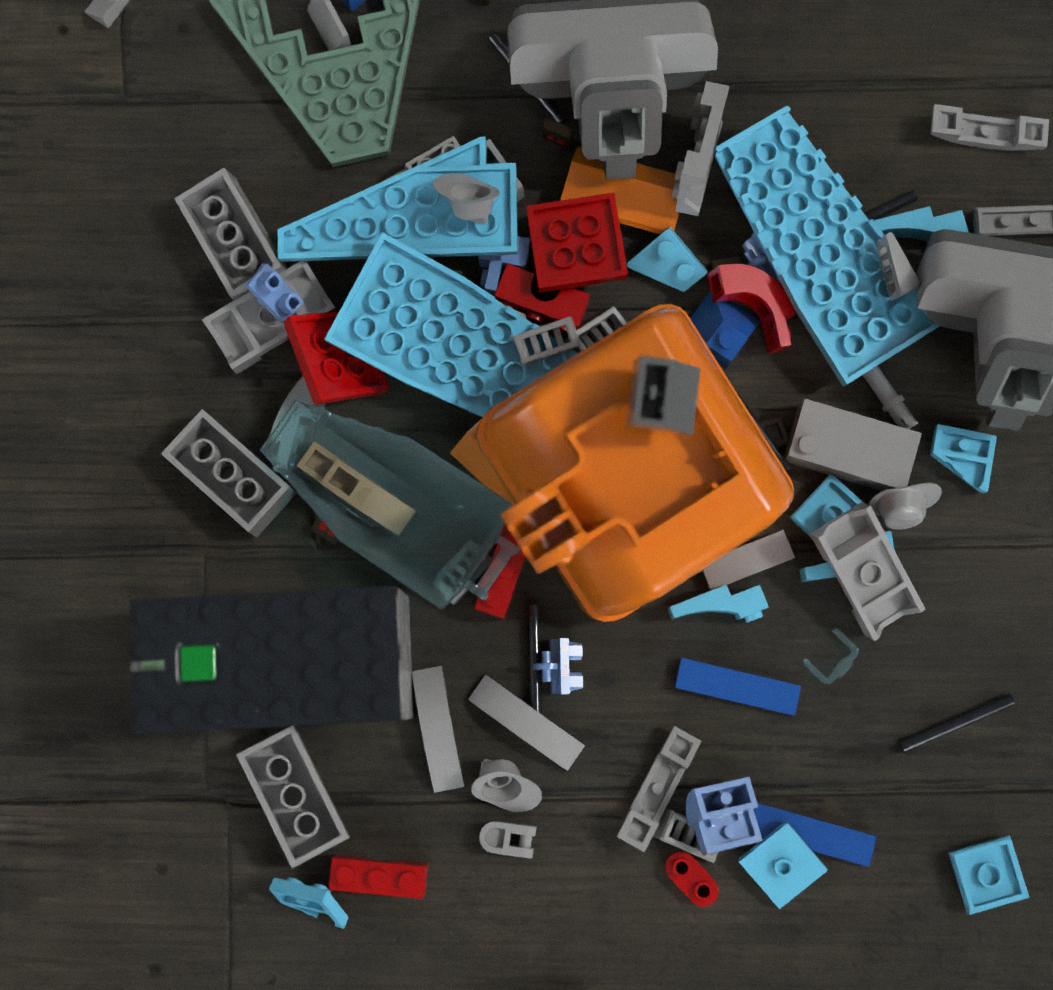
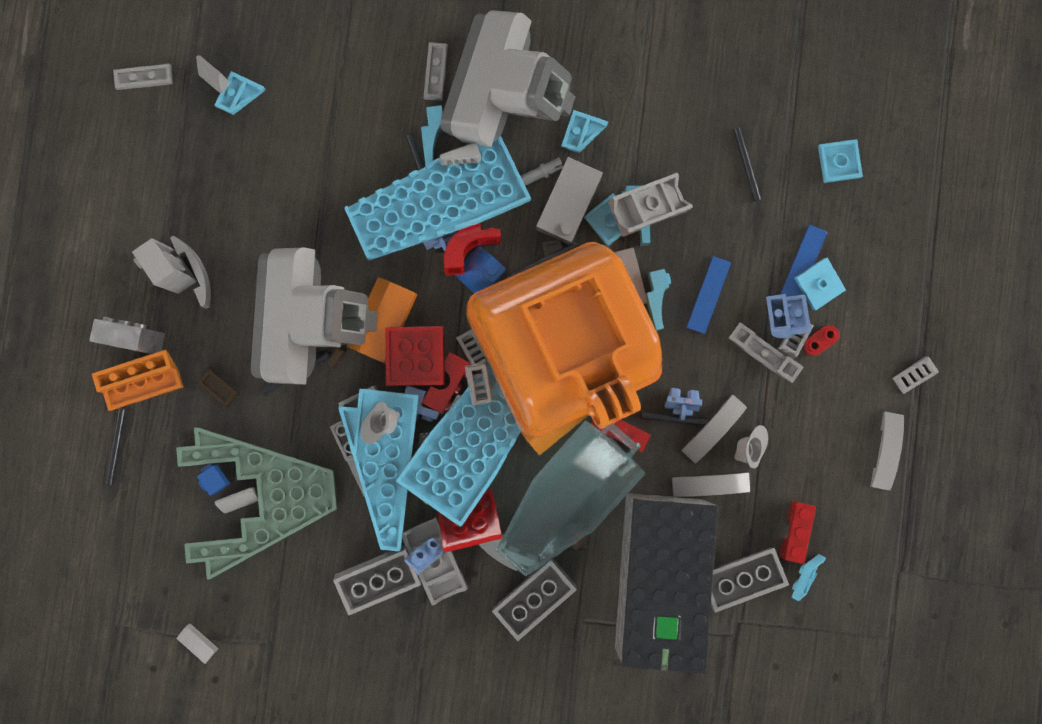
camera: 80 degrees left, 5 degrees up
(356, 488) = (557, 518): dark tan slope -> none
(496, 838) = (783, 457): light grey plate -> none
(663, 395) = (543, 317): dark grey slope -> none
(669, 262) = (433, 298): medium azure wing -> none
(696, 168) = (384, 275): light grey piece -> none
(844, 664) = (704, 228): clear light blue piece -> none
(905, 506) = (612, 173): light grey piece -> none
(988, 132) = (373, 80): light grey slope -> none

